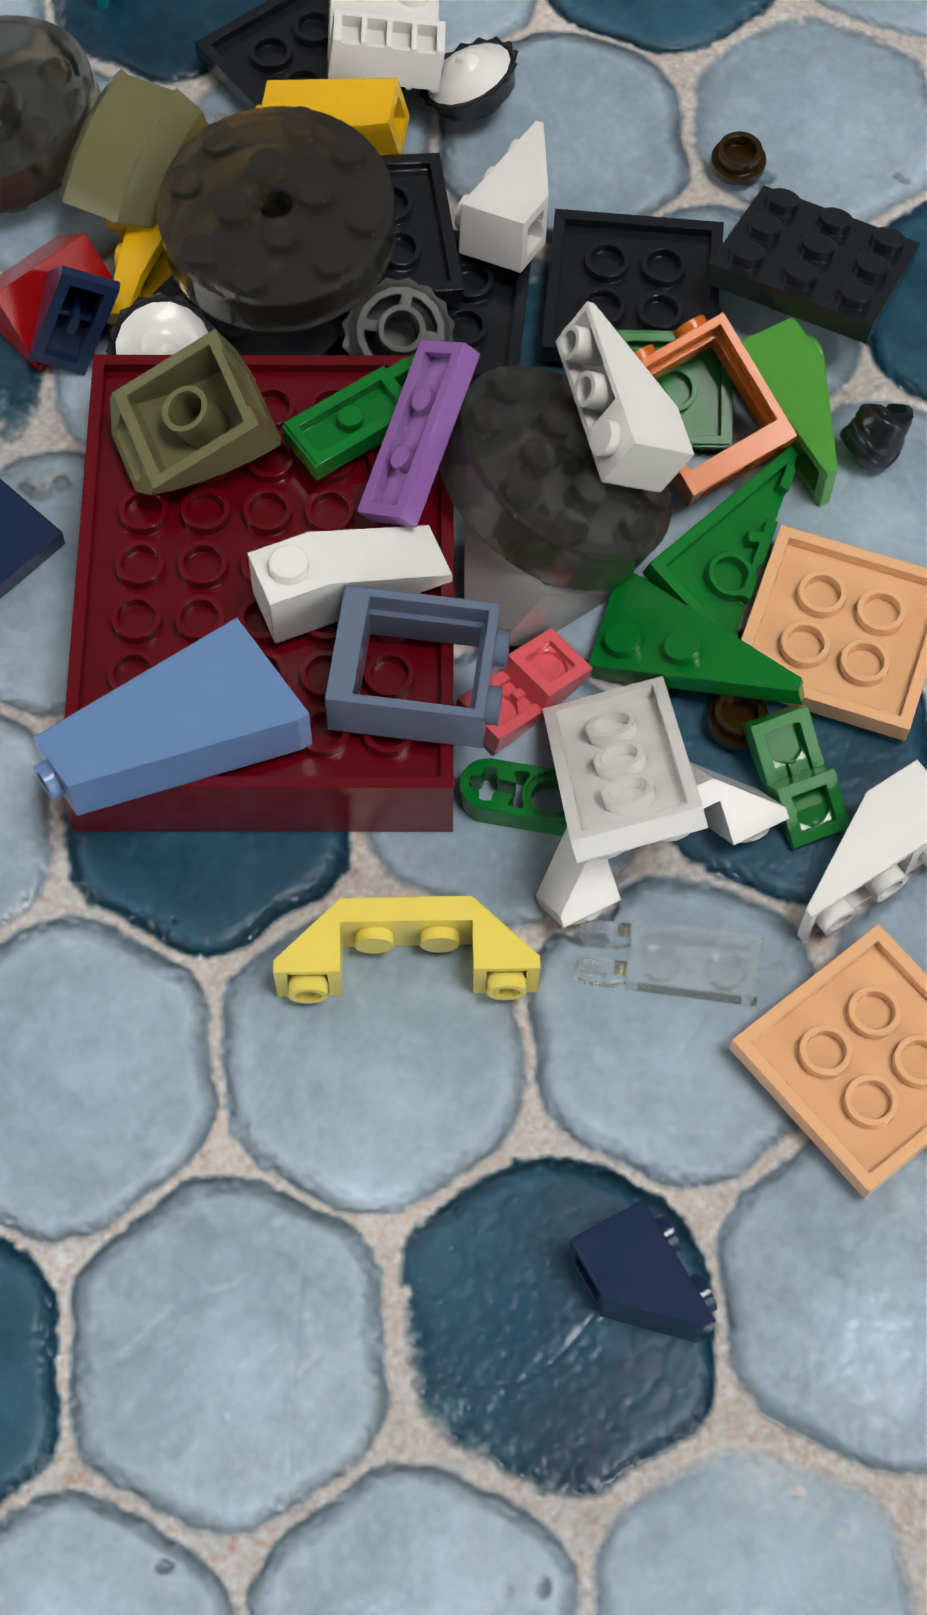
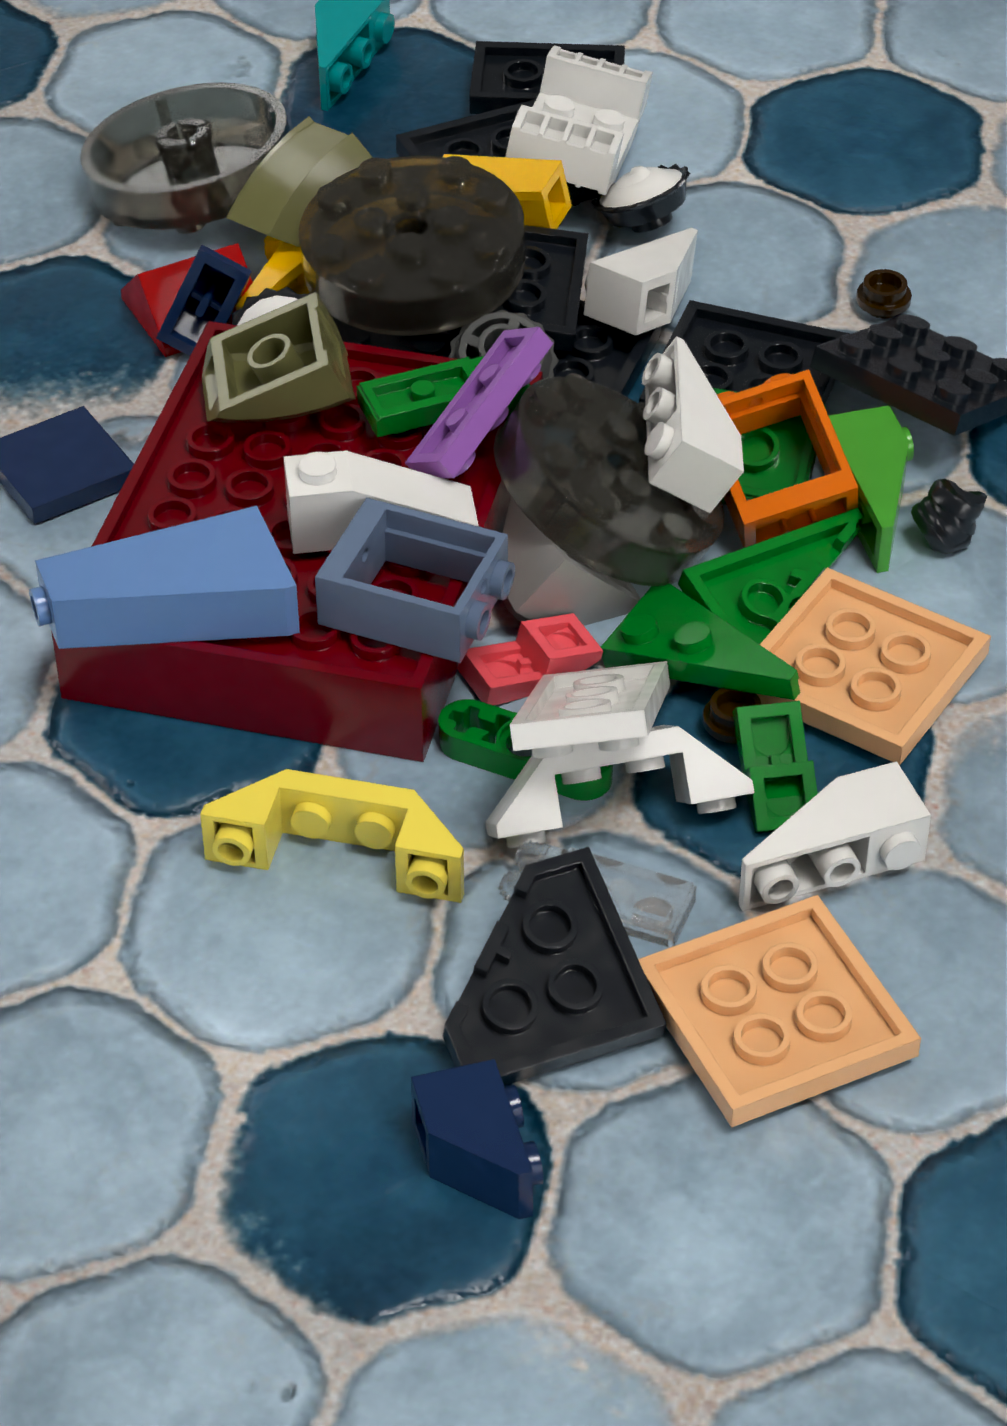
camera: 15 degrees right, 20 degrees down
(660, 1083) = (553, 978): none -> black plate

